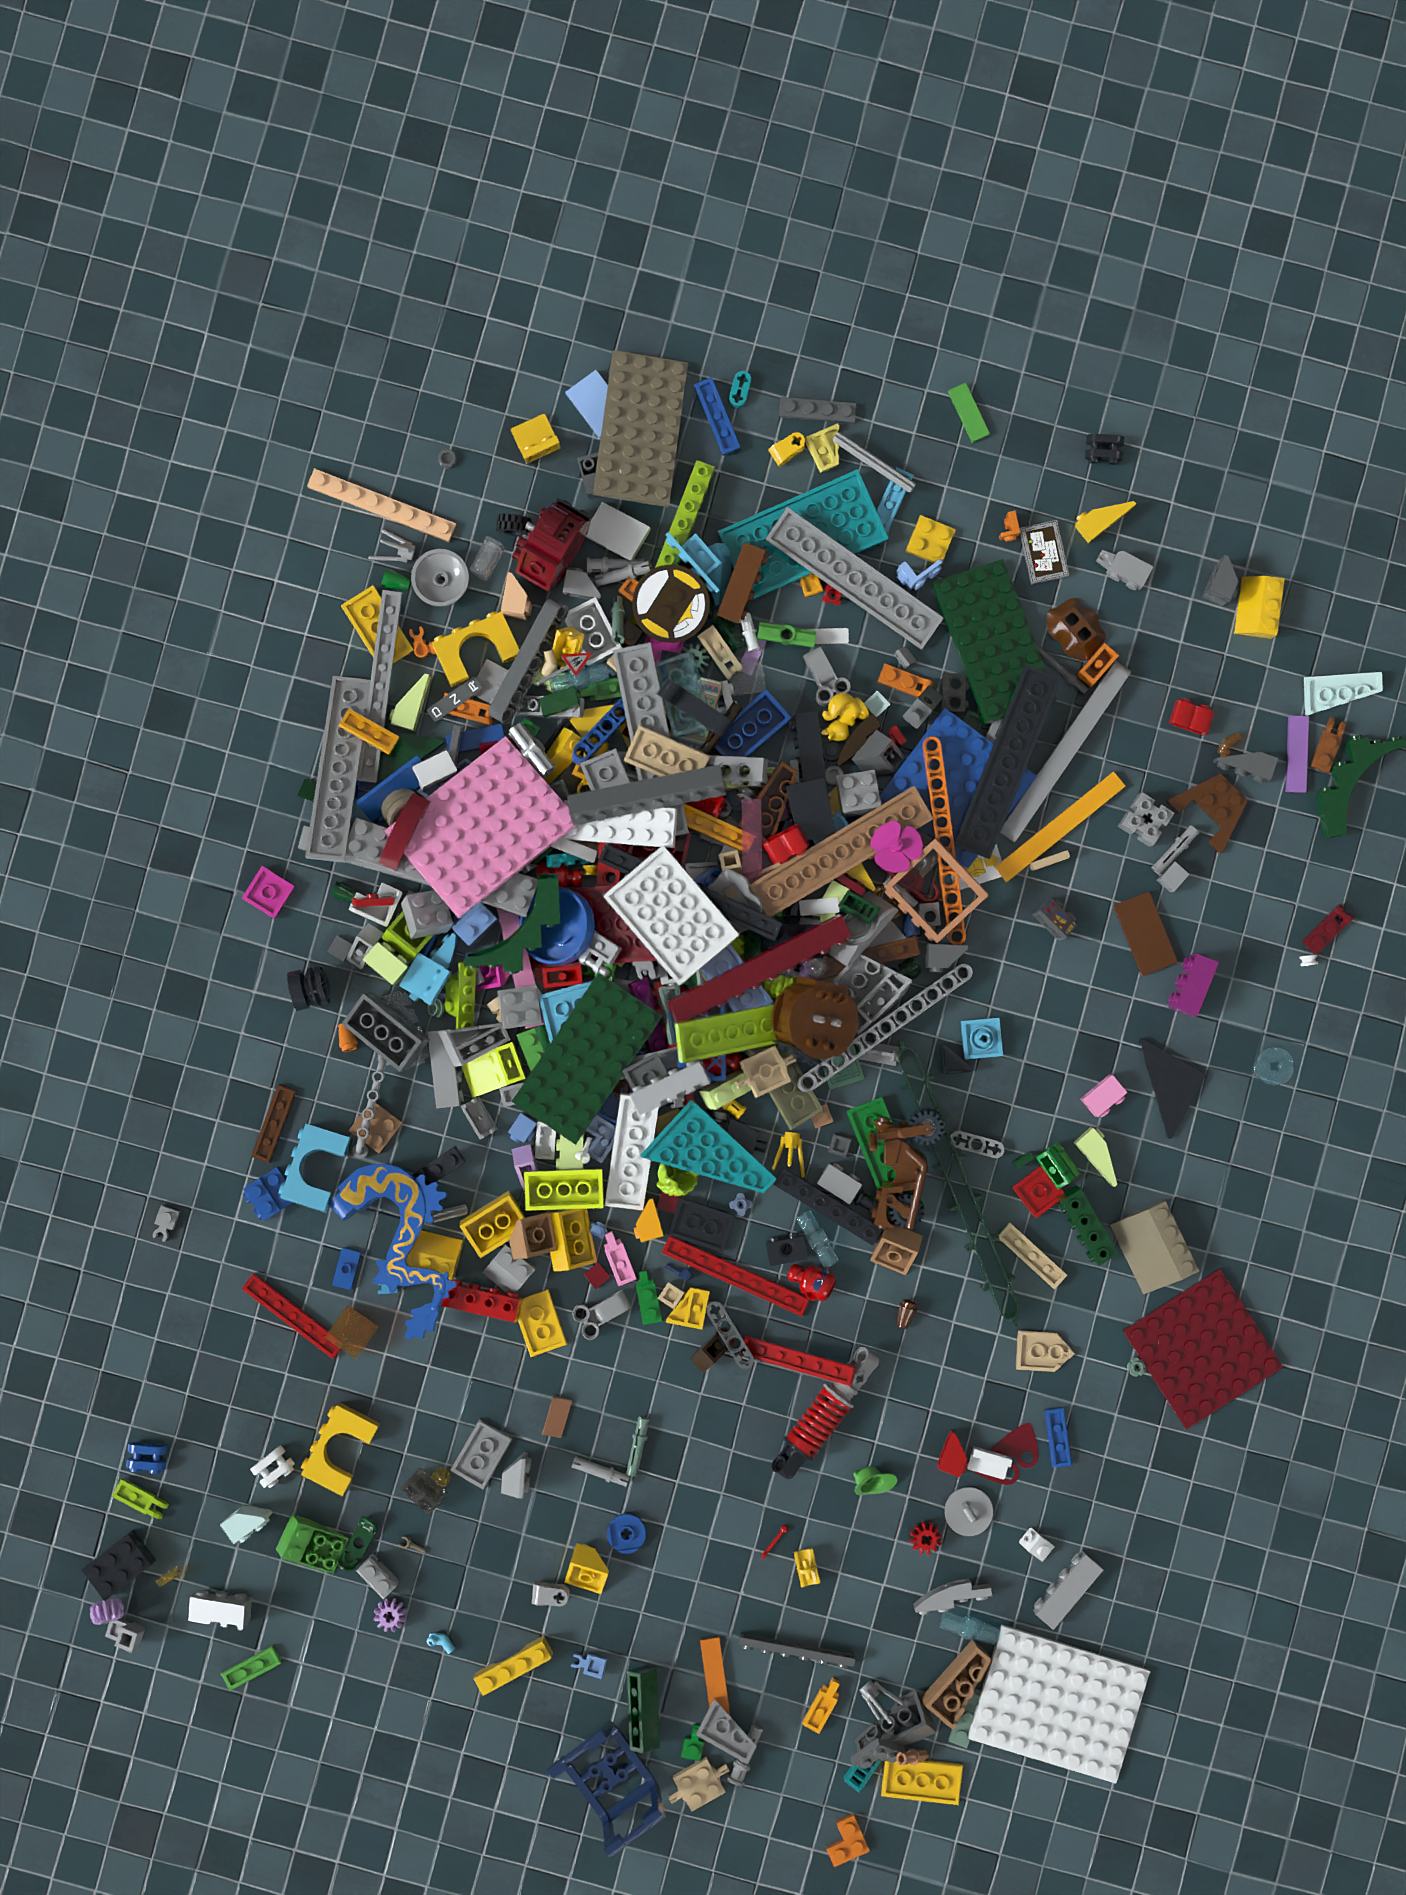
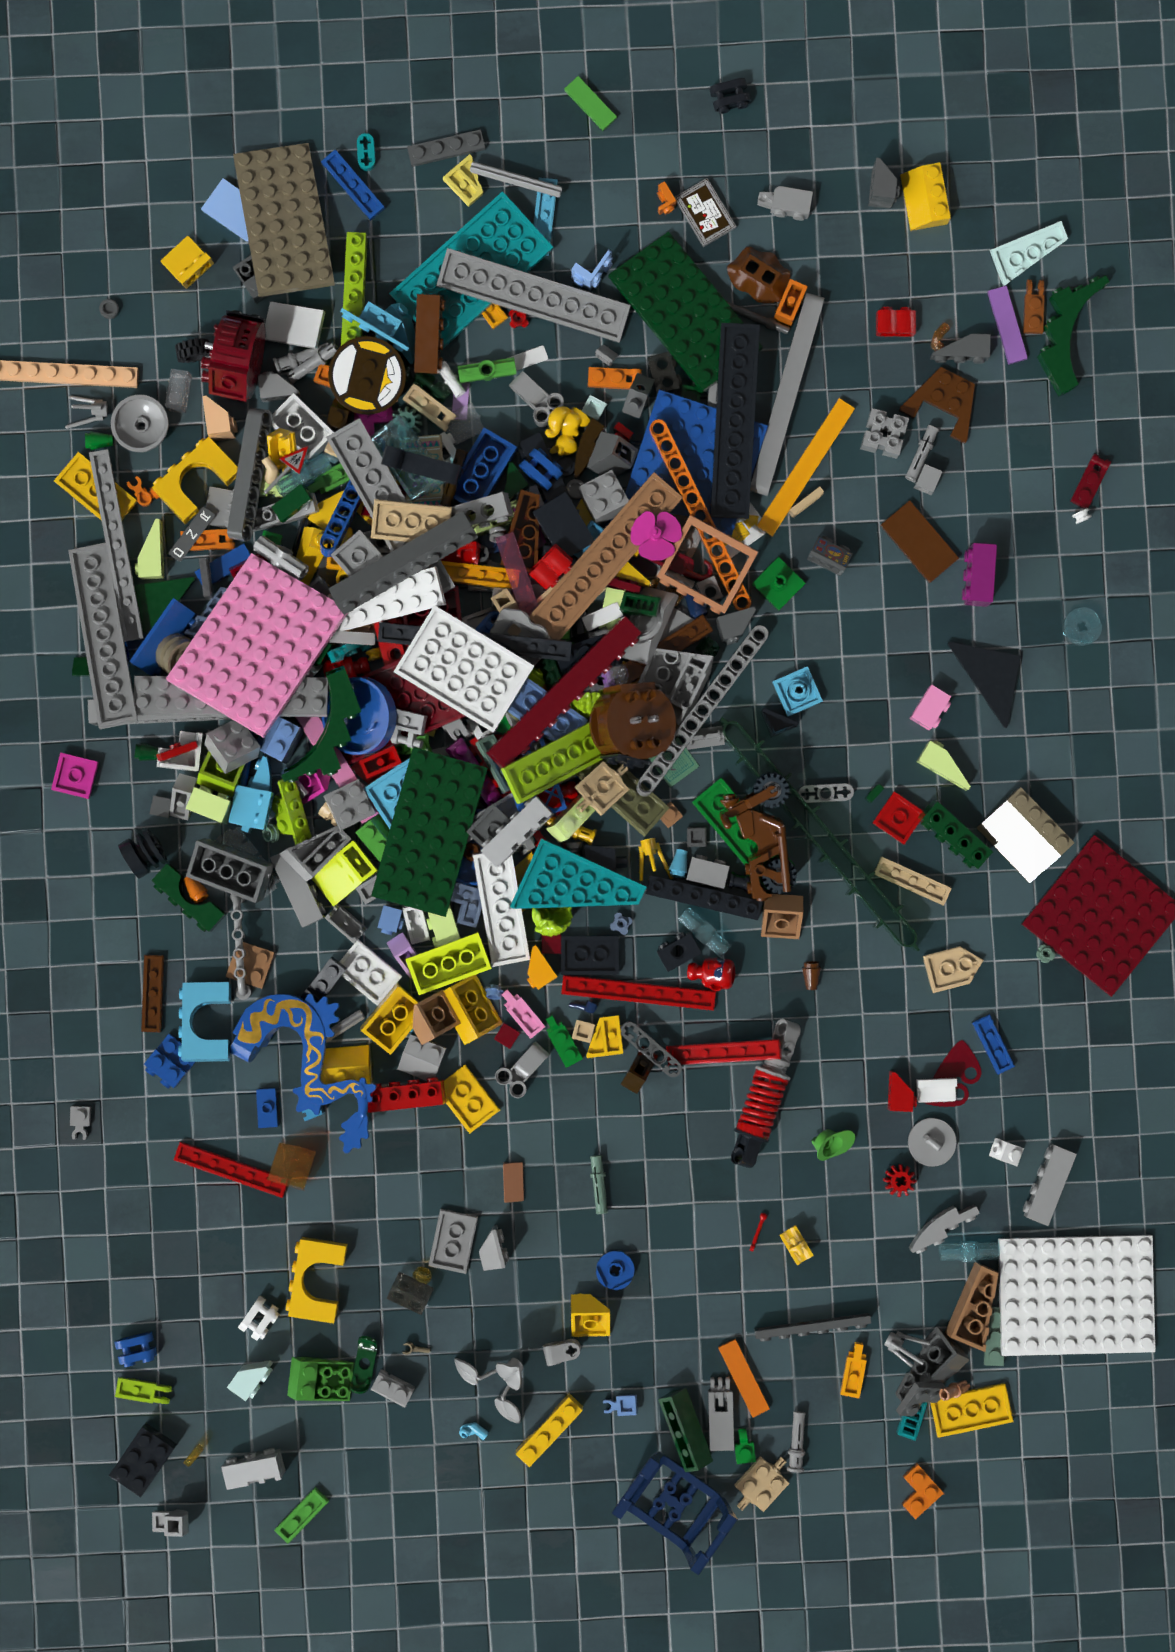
camera: 20 degrees left, 0 degrees up
(107, 1611) = (146, 1506): lavender gear -> none
(325, 1023) = (170, 882): none -> dark green arch
(369, 731) = (120, 590): light orange plate -> none
(383, 1616) = (409, 1417): lavender gear -> none
(403, 830) = (183, 673): dark red slope -> none
(435, 770) = (195, 607): white panel -> none
(485, 1171) = (369, 972): none -> white tile
(493, 1599) = (511, 1375): none -> light grey plant
(586, 1157) = (459, 925): white hand -> none
(600, 1471) = (572, 1219): light grey pin -> none
(617, 614) = (320, 404): sand green pin -> none
(678, 1712) = (720, 1422): none -> light grey hinge
(725, 1734) = (770, 1427): light grey wing -> none
(778, 750) = (514, 482): none -> dark green slope
(785, 450) = (428, 195): yellow piece -> none
(808, 735) = (540, 457): none -> blue brick
(814, 1167) = (679, 864): none -> medium azure cone
(930, 540) = (593, 236): yellow plate -> none
(997, 929) = (778, 583): none -> green tile
(1058, 1165) = (908, 787): green brick -> none
(1098, 520) = (746, 165): yellow slope -> none

